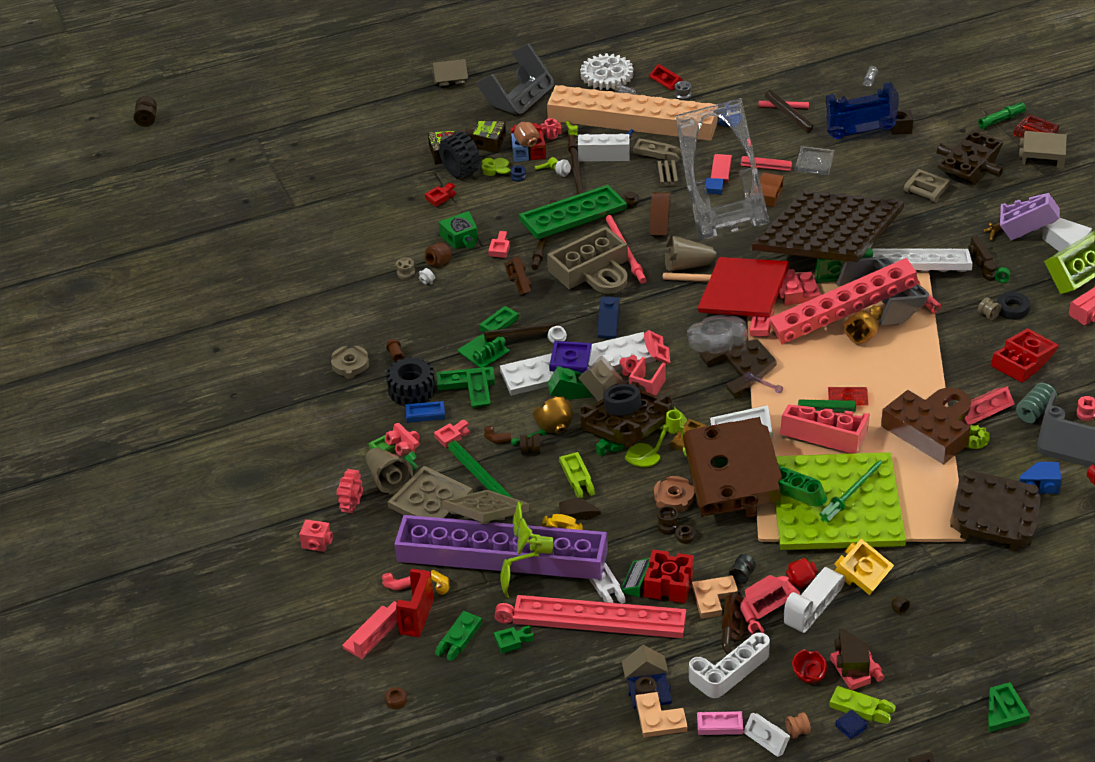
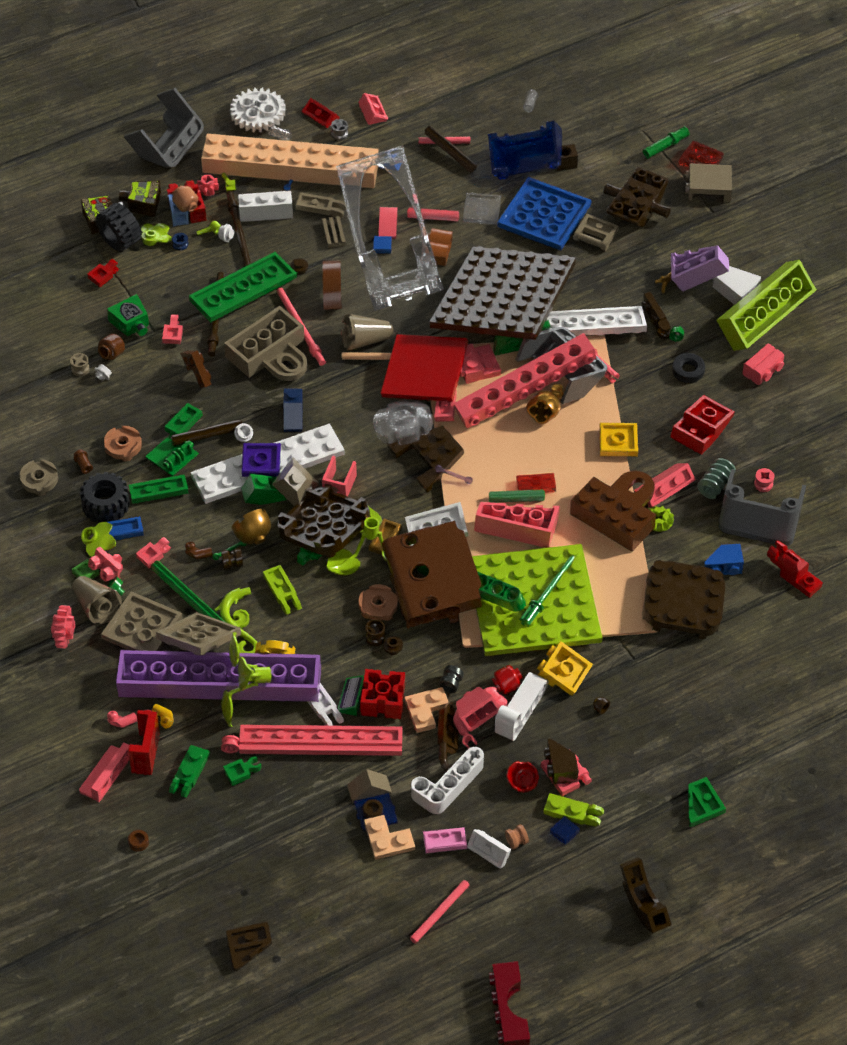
camera: 10 degrees left, 10 degrees up
(315, 535) = (36, 676): coral brick -> none
(399, 414) = (100, 538): none -> lime plate
(429, 337) = (125, 451): none -> nougat plate
(450, 72) = (92, 121): dark tan slope -> none
(478, 388) = (173, 500): green plate -> none
(532, 495) = (242, 615): none -> lime plant
(578, 507) = (286, 625): dark brown slope -> none
(614, 400) = (316, 497): black tyre -> none
(625, 361) = (324, 462): coral plate -> none
(656, 347) = (343, 440): coral slope -> none
(716, 77) = (372, 109): none -> coral slope
(876, 167) = (544, 213): none -> blue plate
(936, 361) = (618, 439): none -> yellow plate
(989, 308) = (665, 374): dark tan wheel -> none

